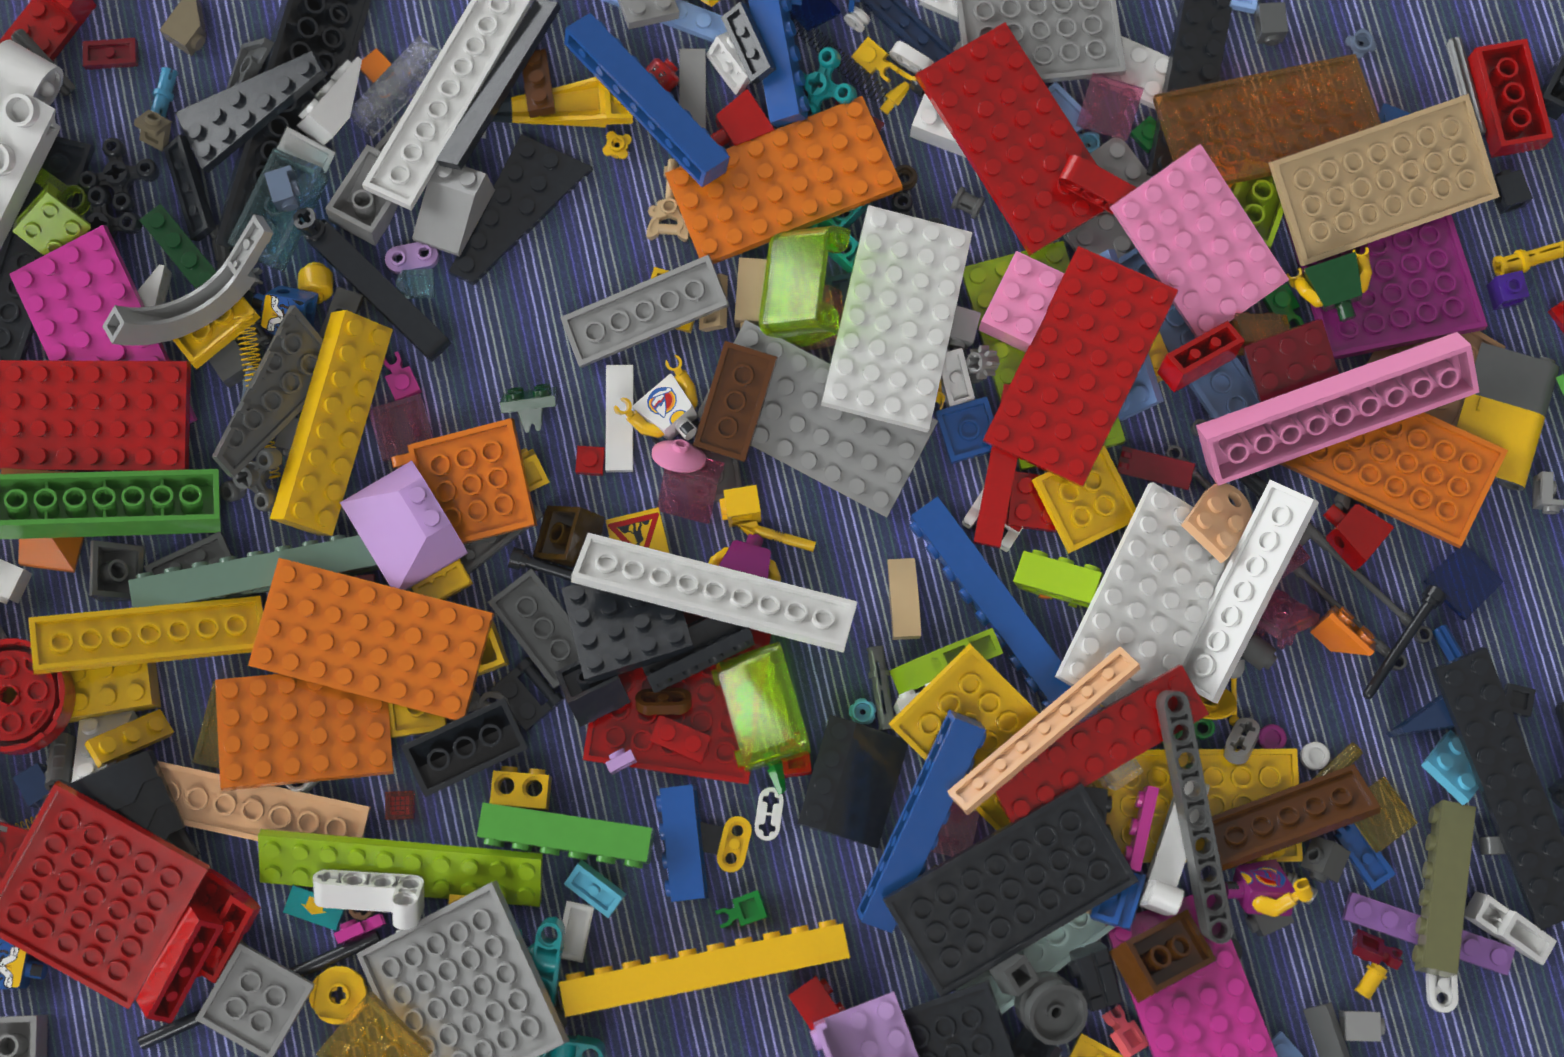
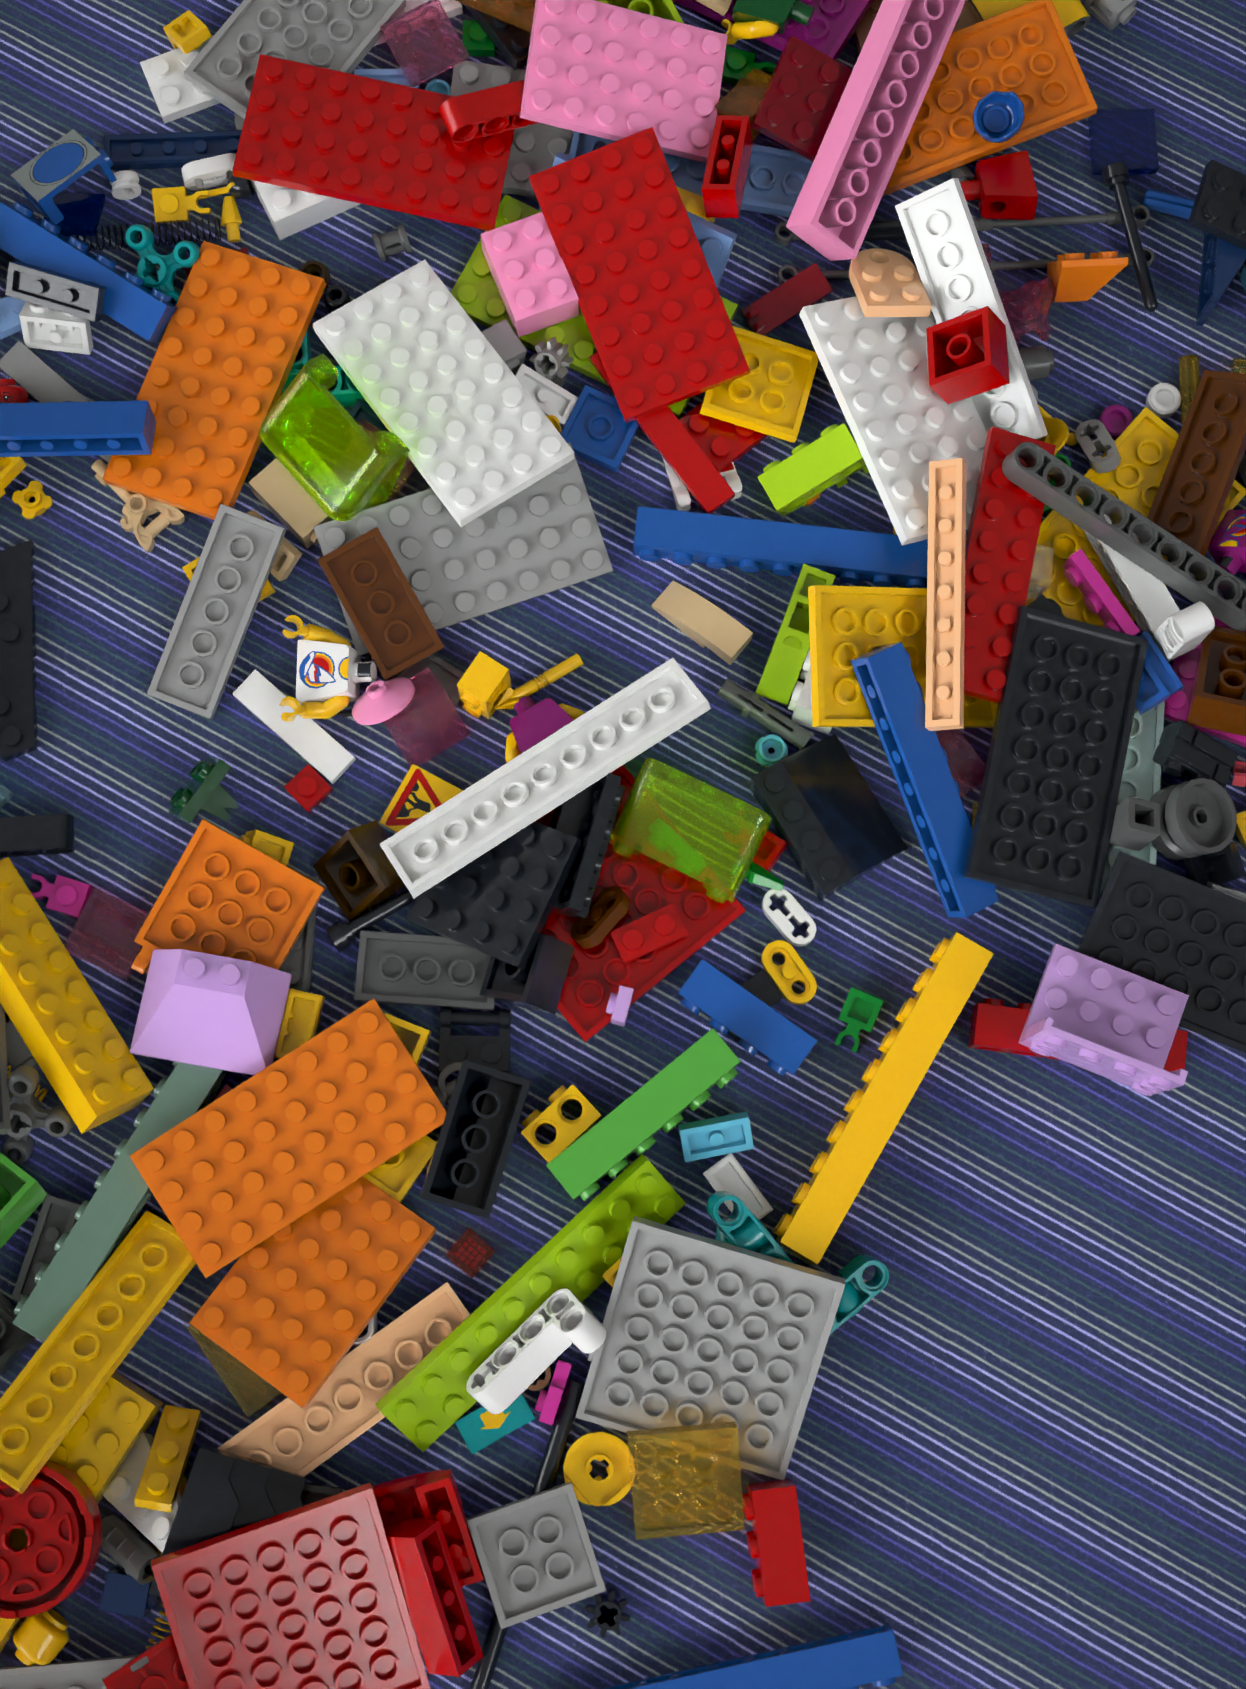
camera: 50 degrees left, 0 degrees up
(741, 121) = (121, 367): red torso -> none
(1213, 609) = (967, 355): none -> red brick
(1393, 490) = (998, 116): none -> blue hair

